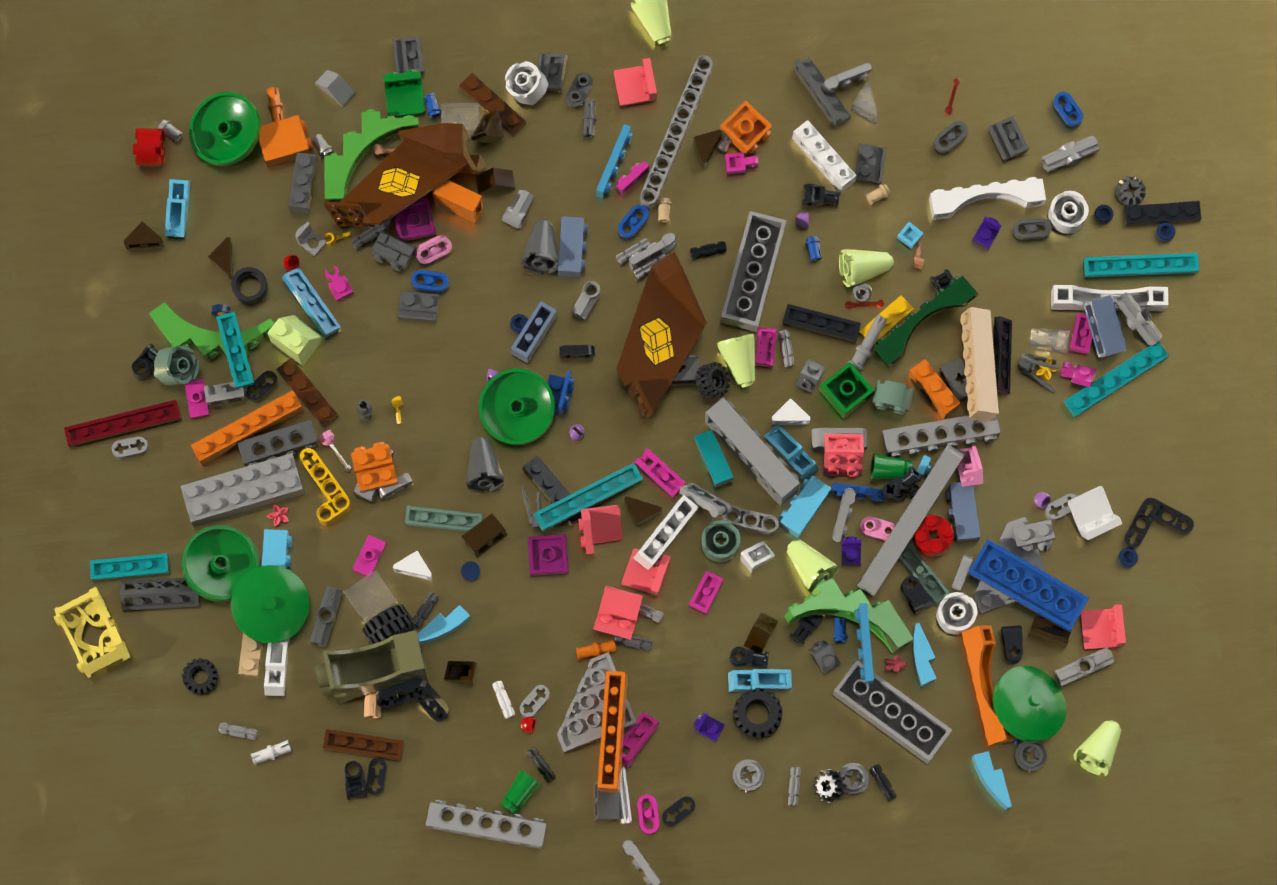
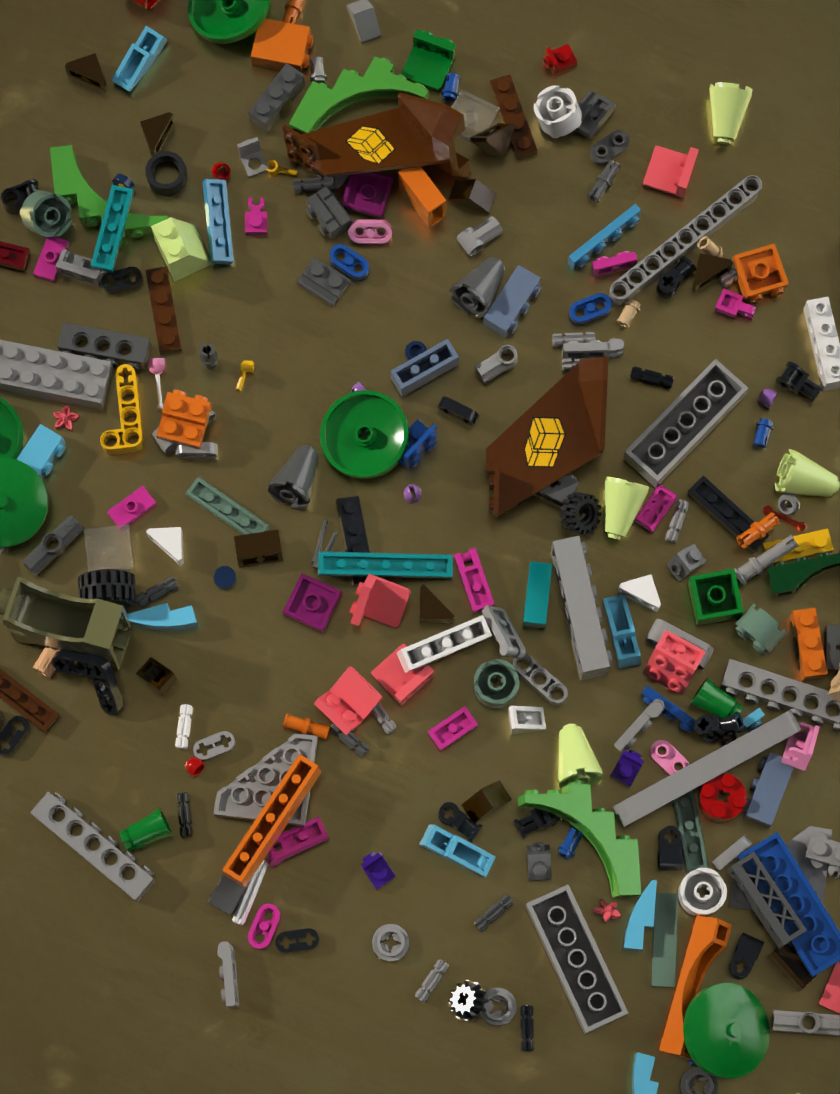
camera: 30 degrees right, 0 degrees up
(224, 439) = (48, 313): orange arch -> none
(378, 151) = (371, 105): nougat hand -> none
(408, 54) = (455, 23): dark grey plate -> none
(503, 41) = (559, 59): none -> red bracket
(683, 165) = (674, 277): none -> black connector
(696, 128) = (709, 247): none -> tan pin
(757, 730) = (435, 863): black tyre -> none
(804, 506) = (604, 694): medium azure brick -> none
(812, 711) = (493, 913): none -> dark grey axle
(851, 323) = (757, 530): none -> orange pin
(863, 634) = (580, 881): dark azure plate -> none
(948, 664) = (664, 940): none -> sand green tile
(1001, 598) = (758, 903): none -> dark grey fence

